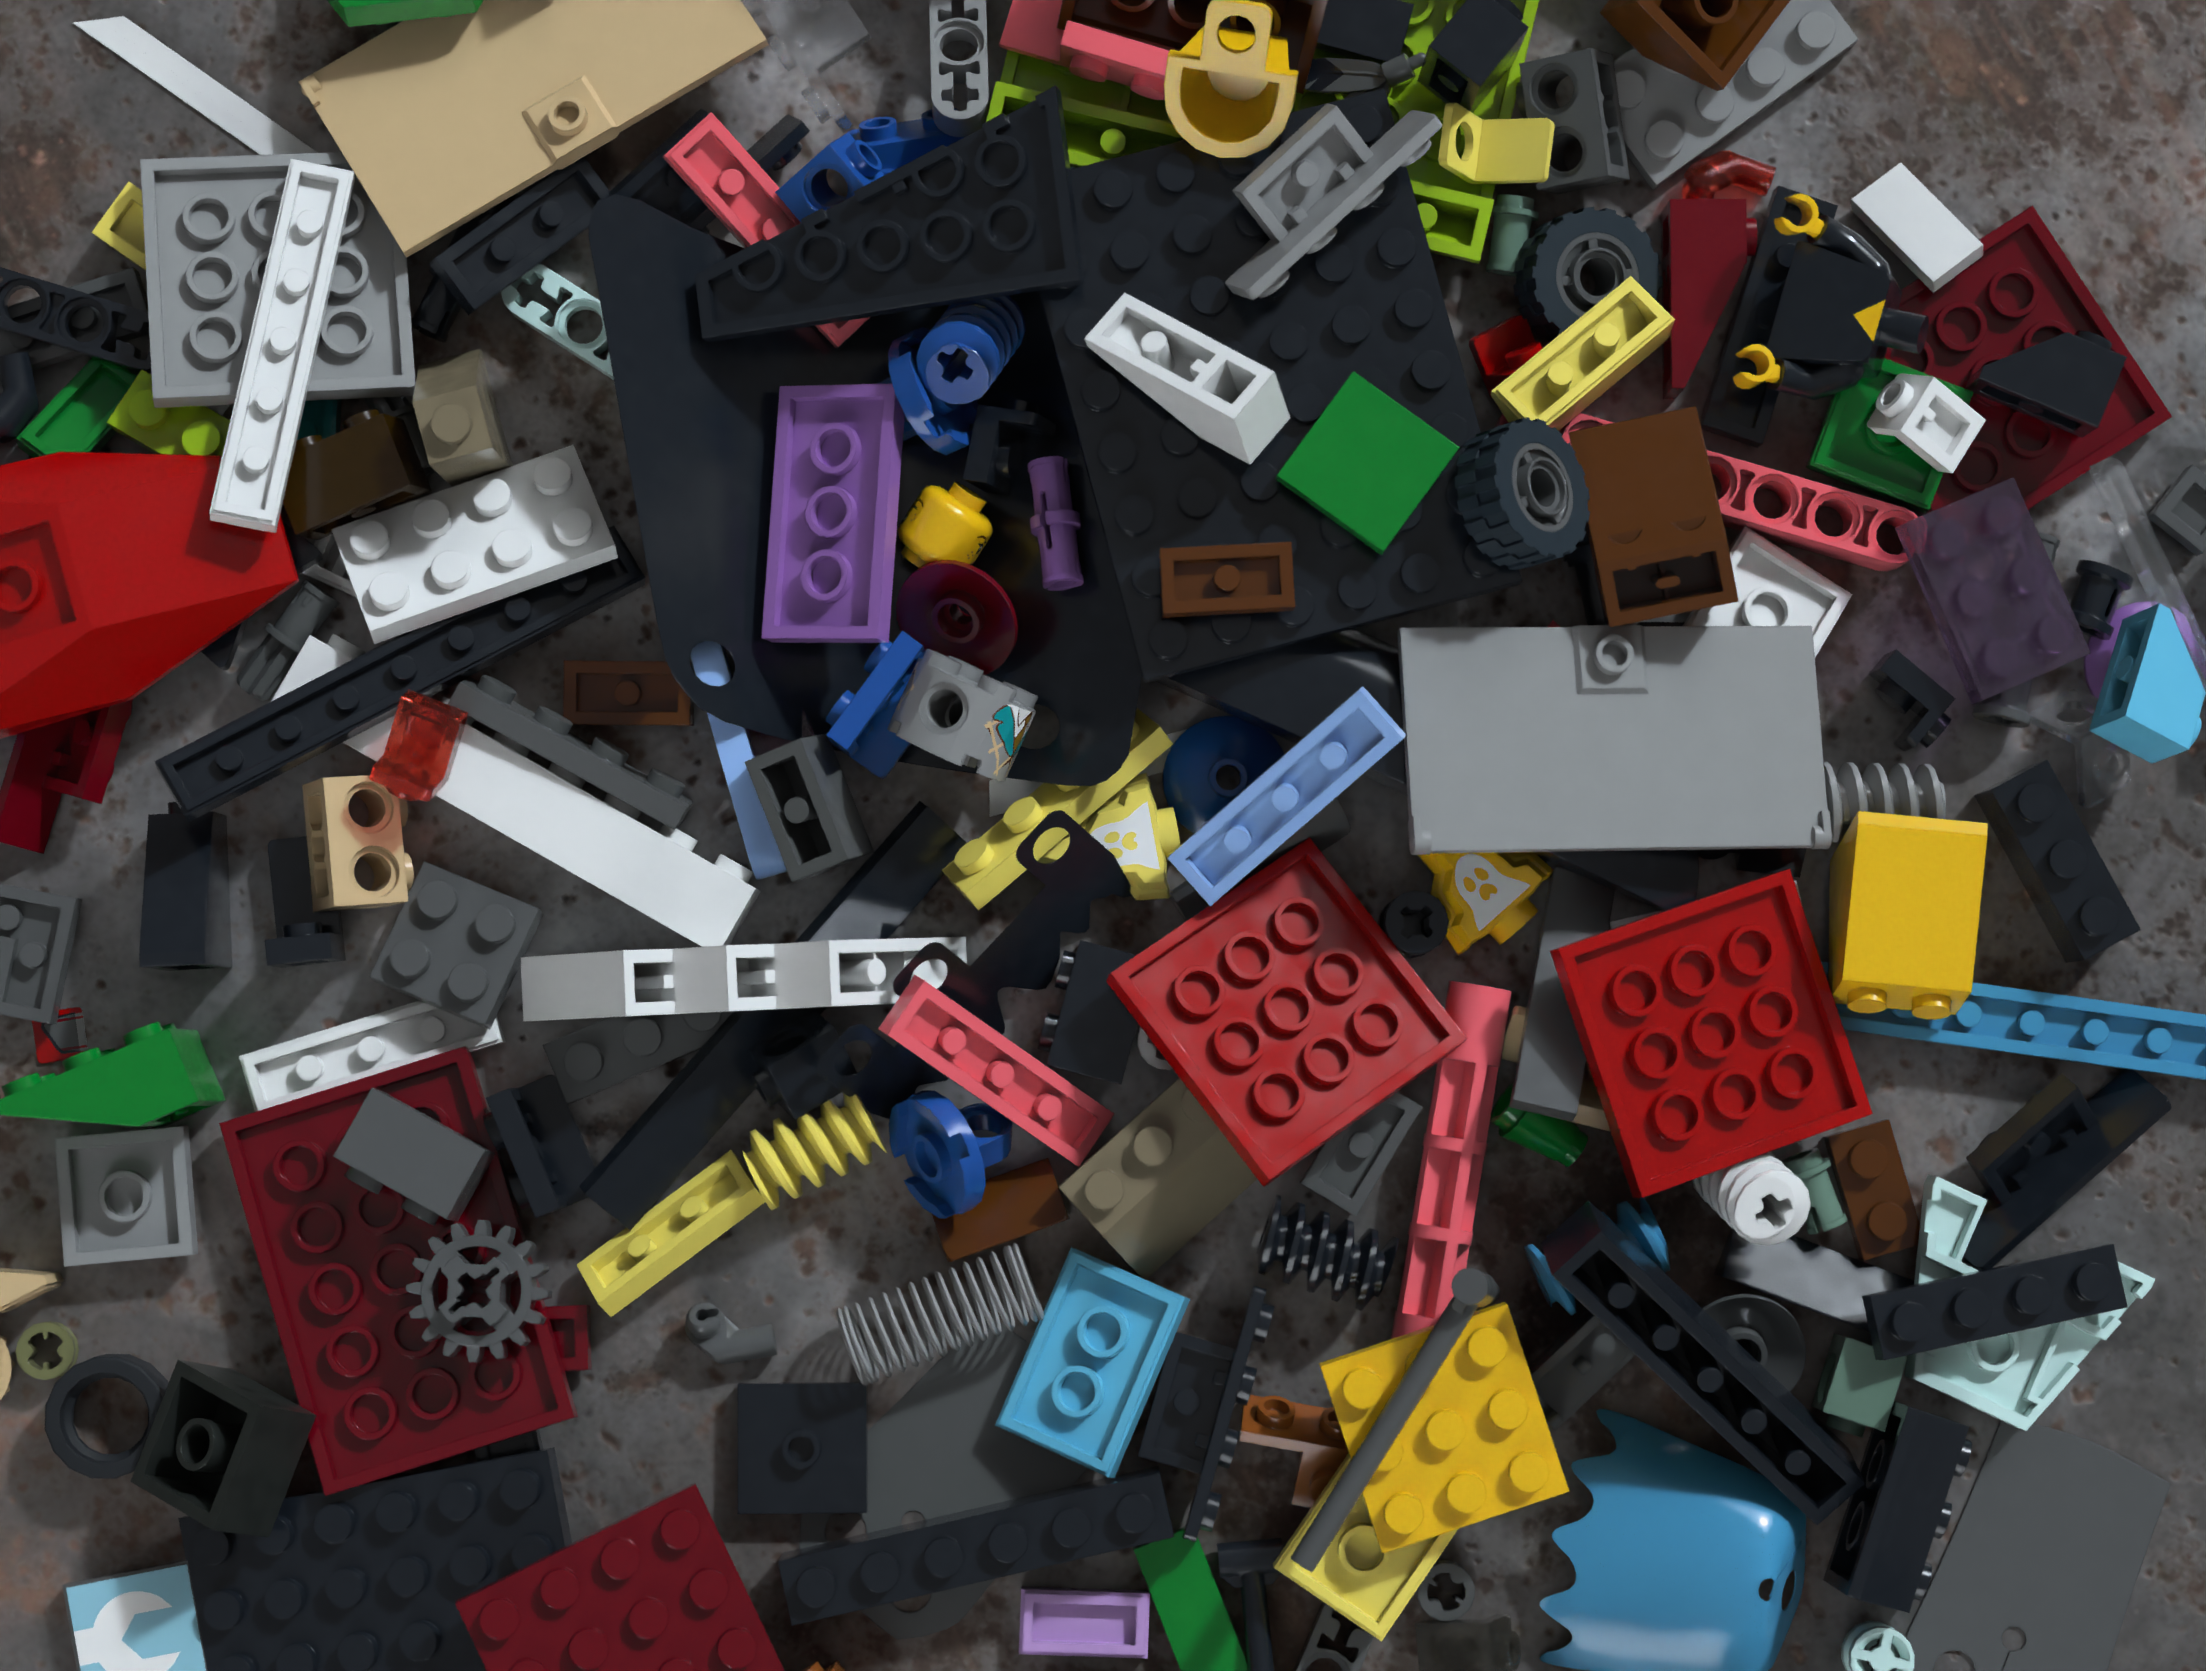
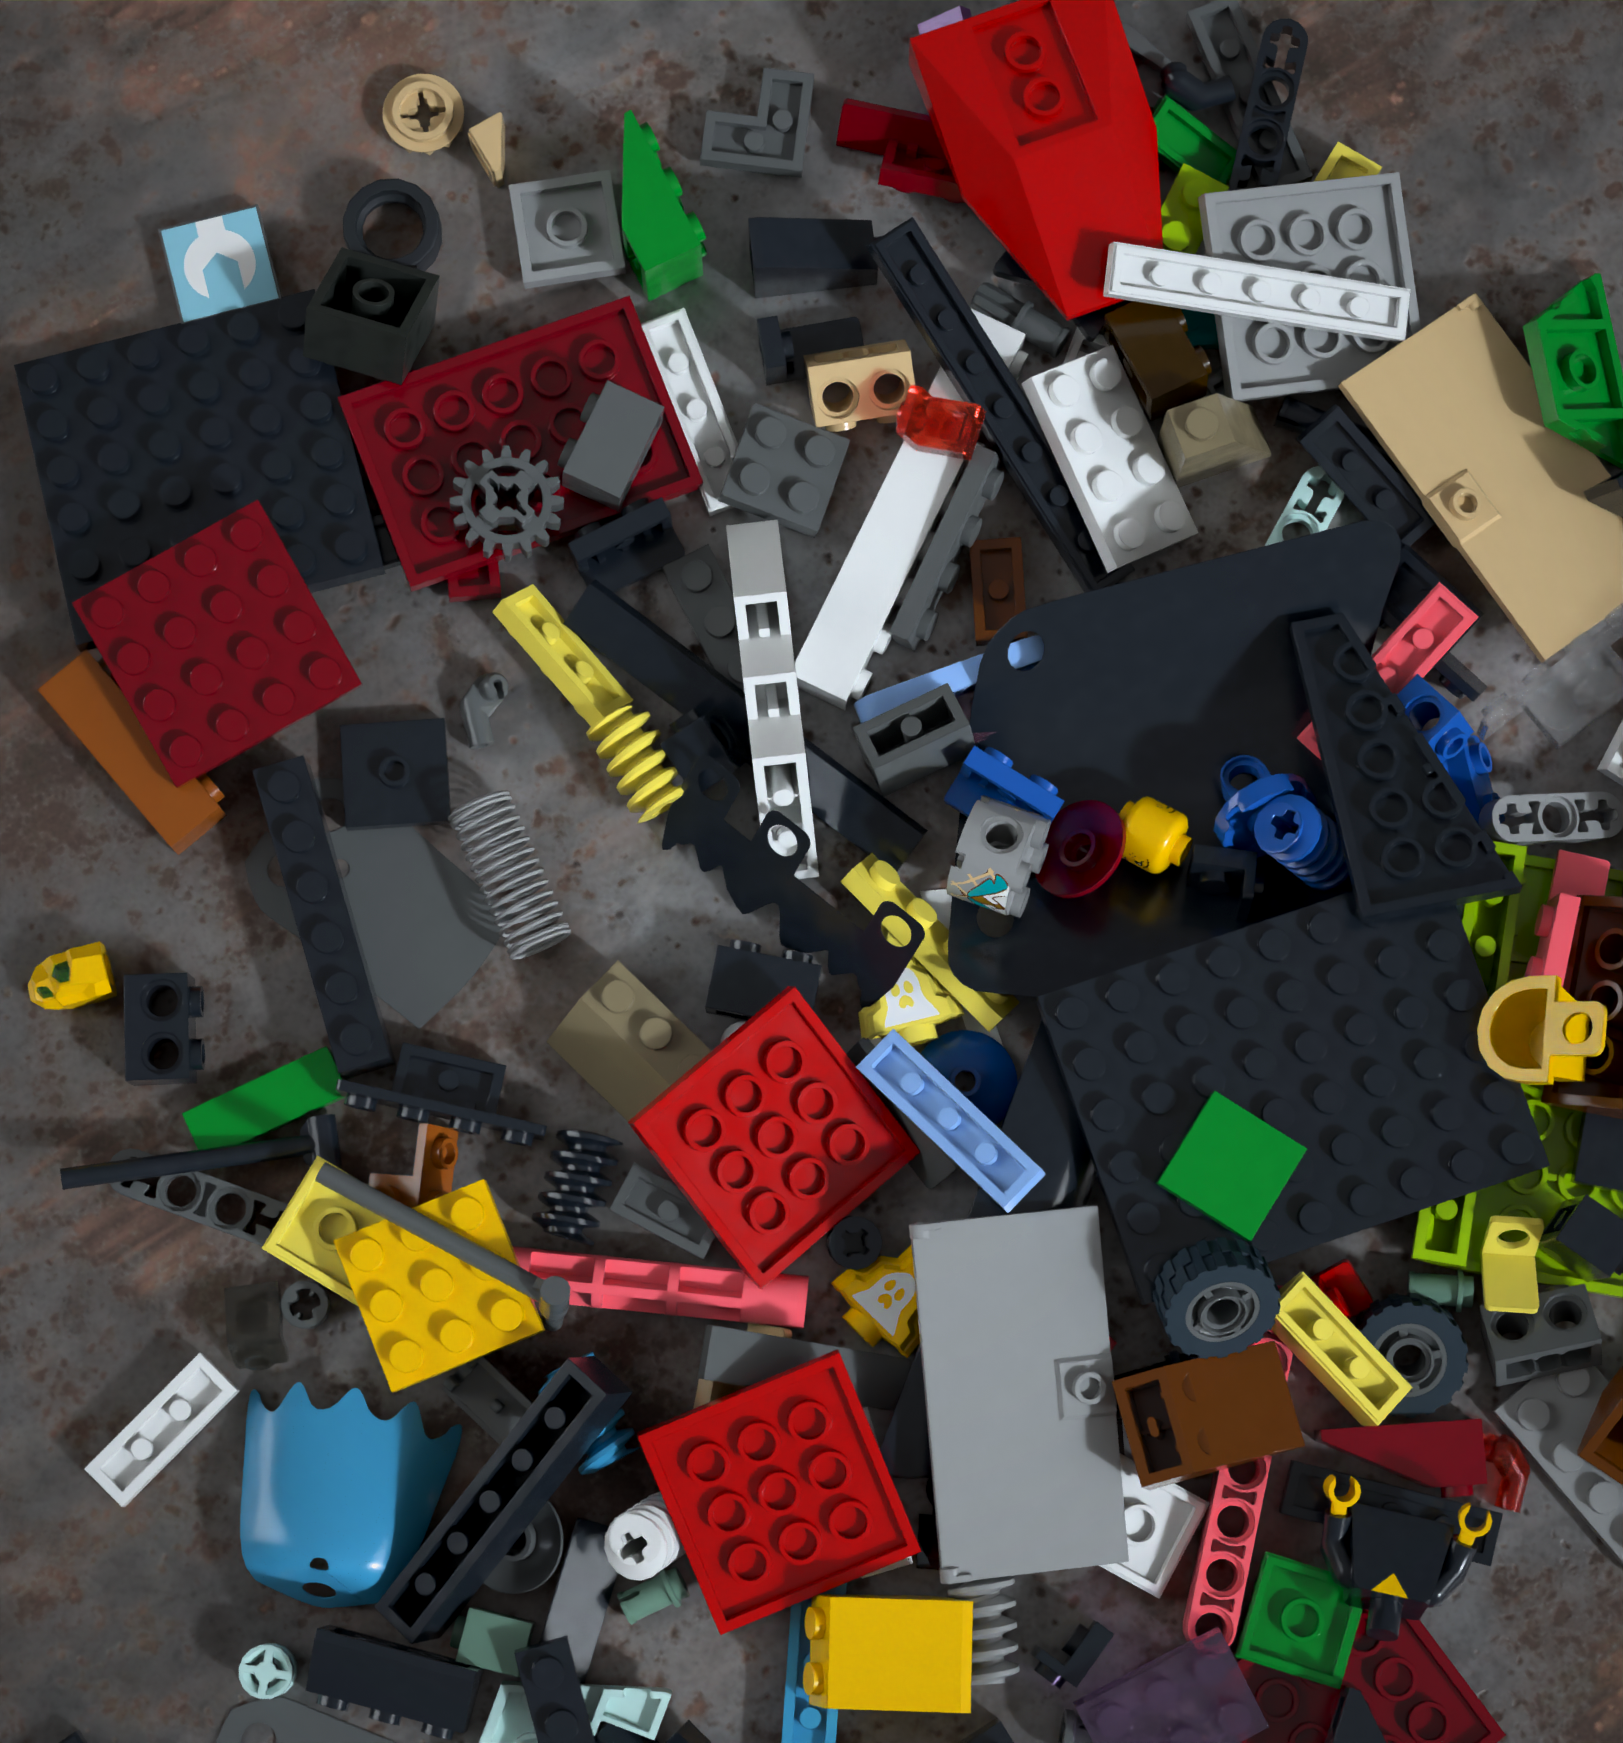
camera: 90 degrees right, 5 degrees down
(27, 1350) = (441, 163): olive bush -> none
(62, 1039) = (689, 172): sticker -> none
(193, 86) = (1464, 215): white sticker -> none
(833, 514) = (1156, 741): medium lavender plate -> none
(945, 1152) = (642, 869): blue tile -> none
(996, 1070) = (709, 903): coral plate -> none
(1010, 1208) = (597, 917): reddish brown slope -> none
(1055, 523) = (1164, 922): medium lavender pin -> none
(1084, 1622) = (265, 1011): lavender tile -> none
(1092, 1362) = (477, 1002): medium azure tile -> none
(1192, 377) = (1290, 1015): white slope -> none
(1227, 579) = (1124, 1054): reddish brown plate -> none
(1314, 185) = (1460, 1106): light grey bracket -> none
(1360, 76) = (1560, 1149): dark grey piece -> none
(1543, 1134) = (684, 1365): green cone -> none
(1873, 1189) = (658, 1647): reddish brown plate -> none
(1917, 227) = (1478, 1636): white tile -> none
(1926, 419) = (1310, 1646): white bracket -> none

